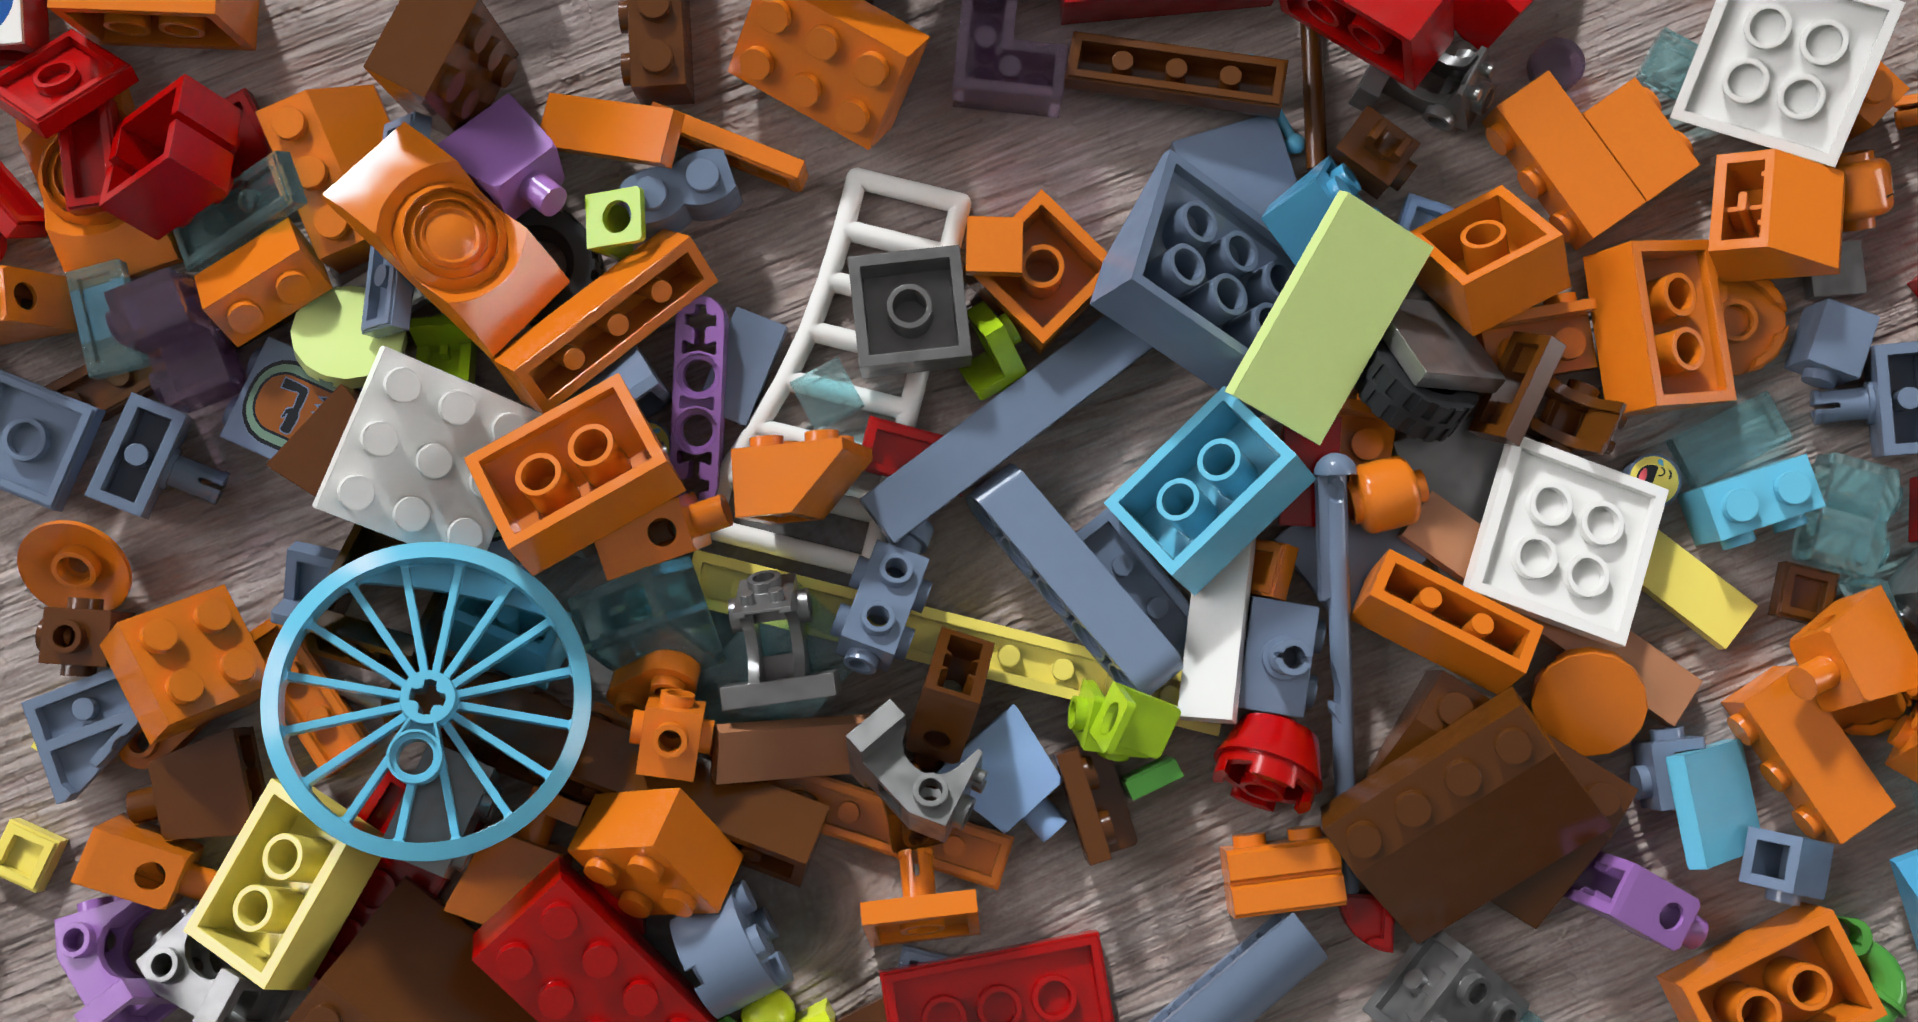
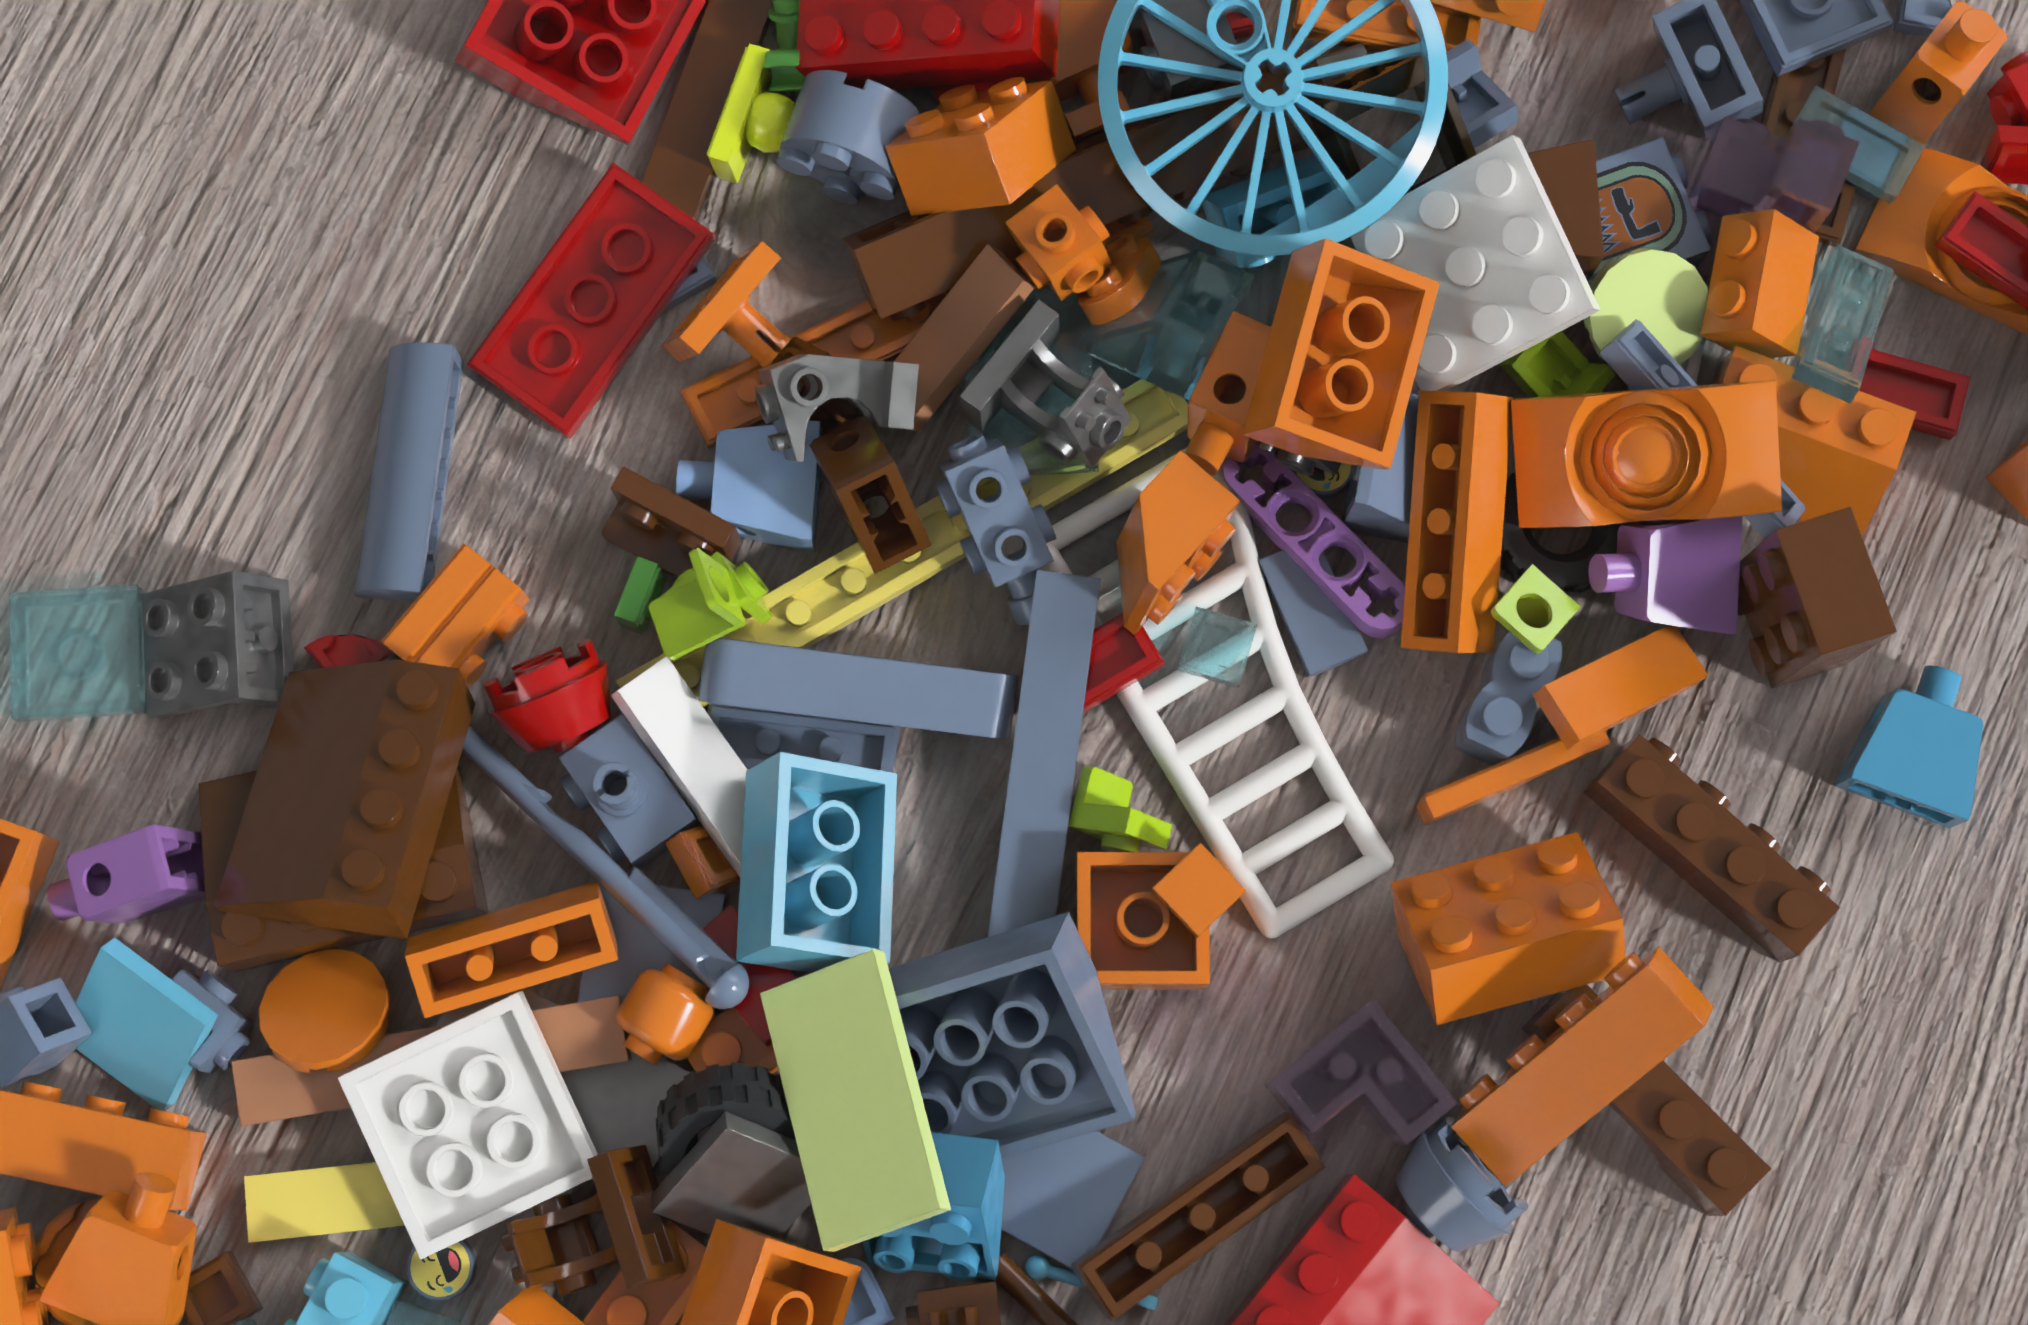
camera: 135 degrees right, 5 degrees down
(178, 158) = (1941, 330): red piece -> none
(910, 311) = (1215, 771): flat silver brick -> none

